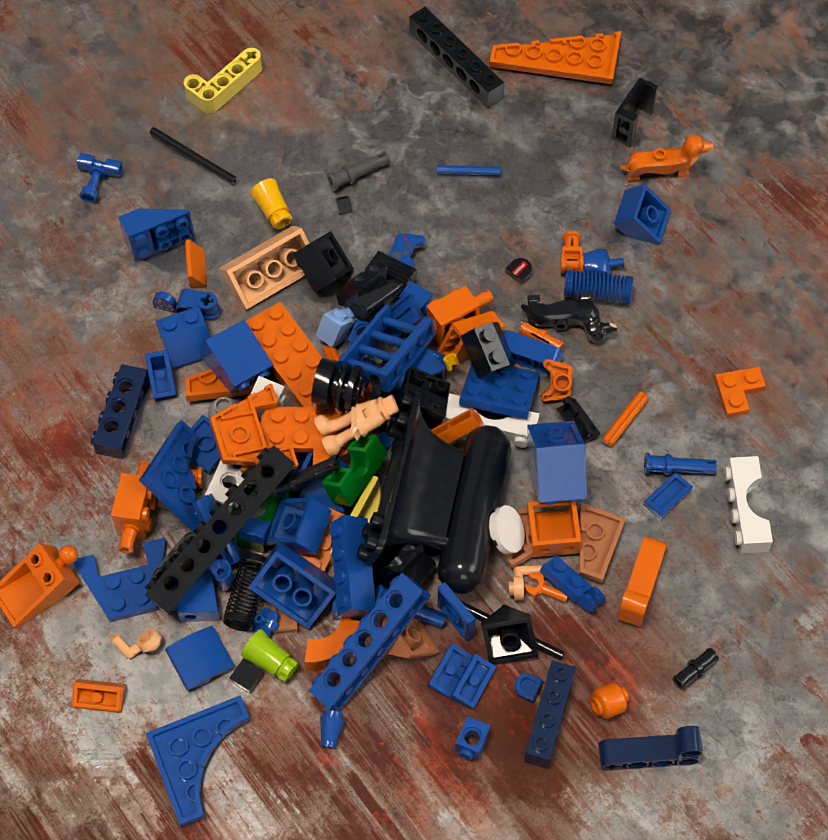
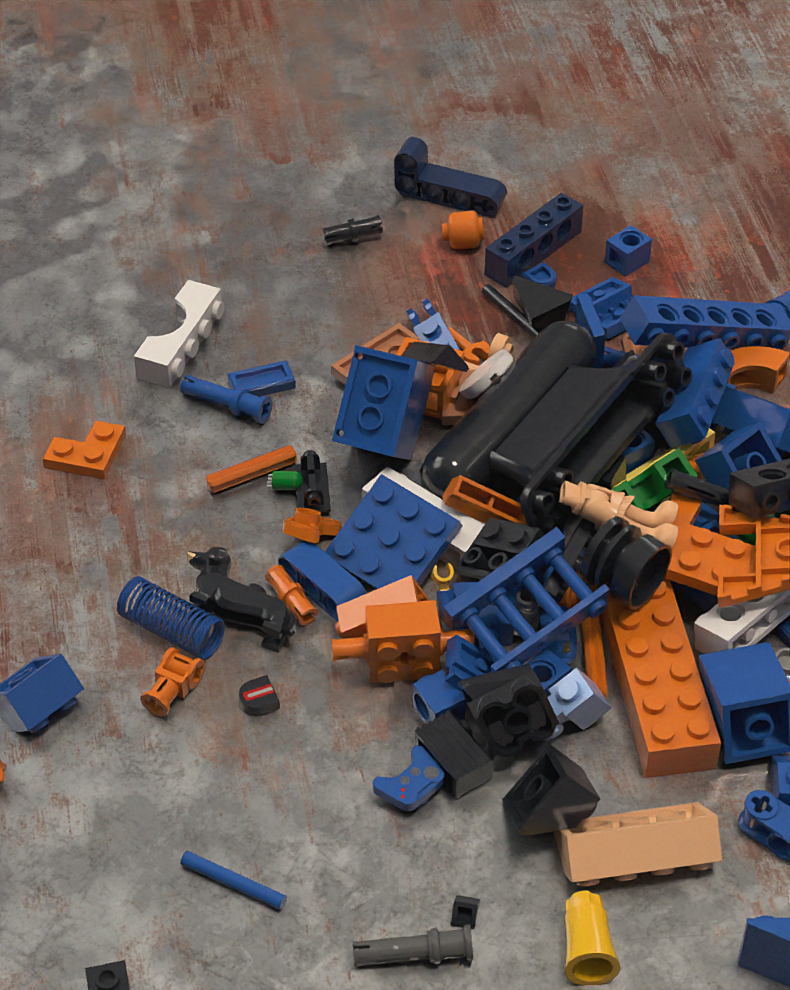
camera: 155 degrees left, 15 degrees down
(195, 265) = (755, 891): orange slope -> none
(488, 349) = (384, 554): black slope -> none
(540, 497) = (436, 355): none -> black slope
(597, 416) = (285, 480): none -> green piece
(599, 261) = (139, 657): blue piece -> none
(642, 581) = (361, 305): orange beam -> none

